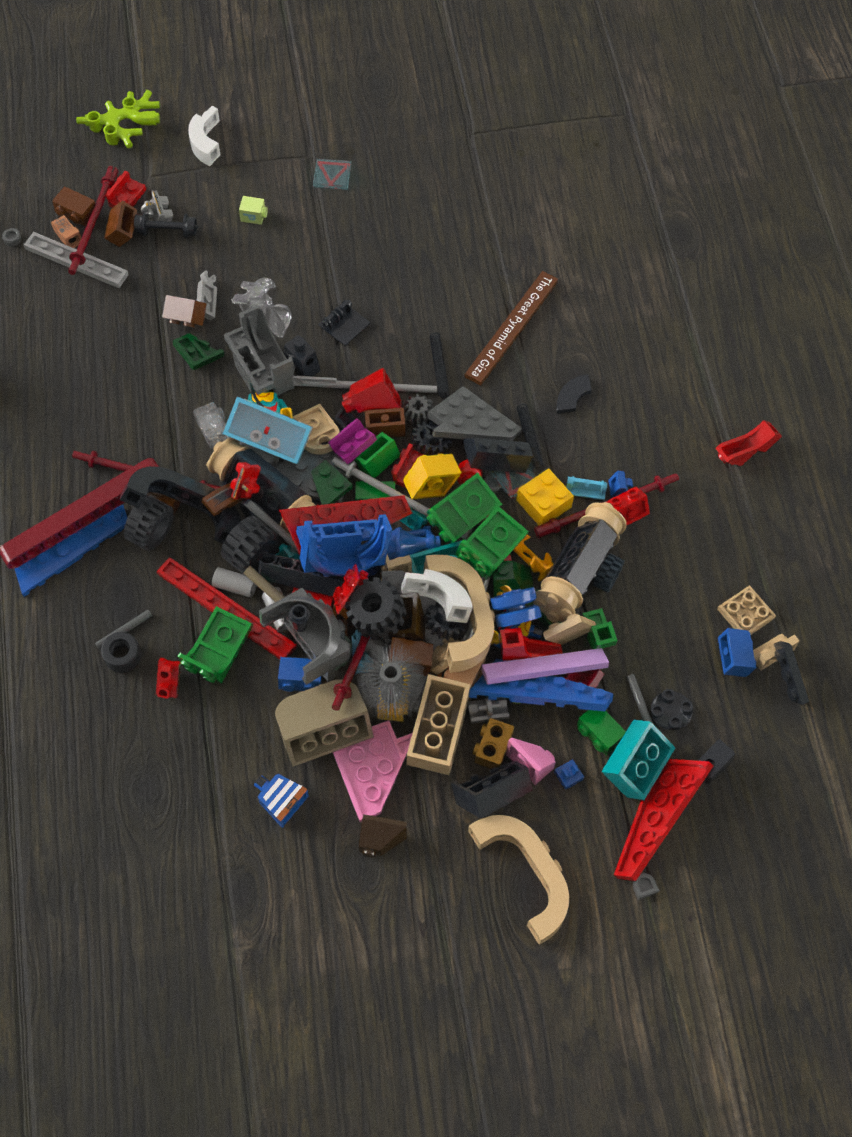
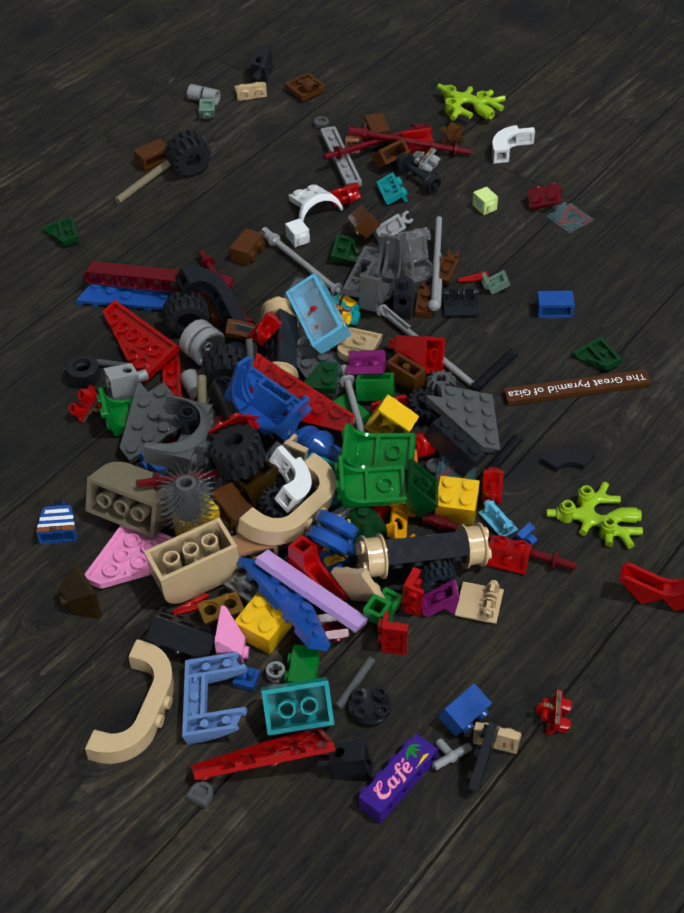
camera: 50 degrees right, 15 degrees down
(77, 220) = (365, 133): none -> dark red bar
(106, 323) = (308, 197): none -> white piece
(109, 416) = (247, 247): none -> reddish brown brick
(122, 389) = (274, 240): none -> light grey bar
(130, 295) = (346, 194): none -> red hips
(135, 366) = (297, 232): none -> white brick
(141, 583) = (138, 340): none -> red wing
(149, 164) = (452, 133): none -> reddish brown hips
(161, 259) = (391, 188): none -> teal bracket
(174, 630) = (123, 380): none -> light grey torso
(195, 537) = (200, 338): none -> light grey wheel
(245, 644) = (148, 421): none -> dark grey wing
(297, 169) = (545, 196): none -> dark red bracket
(297, 300) = (448, 267): none -> reddish brown plate
(323, 350) = (423, 298): none -> reddish brown plate
(328, 288) = (478, 277): none -> red piece
(332, 342) = (435, 302): none -> light grey bar
(351, 281) = (496, 282): none -> sand green bracket
(417, 266) = (555, 304): none -> blue brick
(463, 757) = (191, 606): none -> red piece
(497, 285) = (598, 354): none -> dark green wing
(524, 513) = (421, 490): none -> dark green slope
(534, 723) = (262, 624): none -> yellow brick
(540, 807) = (199, 672): none -> medium blue wedge
(558, 462) = (492, 485): none -> red hips
(582, 757) = (275, 666): none -> light grey bush
(604, 598) = (412, 594): none -> red bracket
(627, 585) = (441, 598): none -> magenta slope
(630, 648) = (392, 636): none -> red bracket
(637, 429) = (608, 523): none -> lime plant
(647, 563) = (480, 601): none -> tan hinge
(746, 611) = (513, 697): tan tile -> none
(751, 742) = (397, 778): none -> dark purple brick
(759, 692) = (450, 755): none -> light grey piece
(785, 598) = (551, 712): none -> red hips

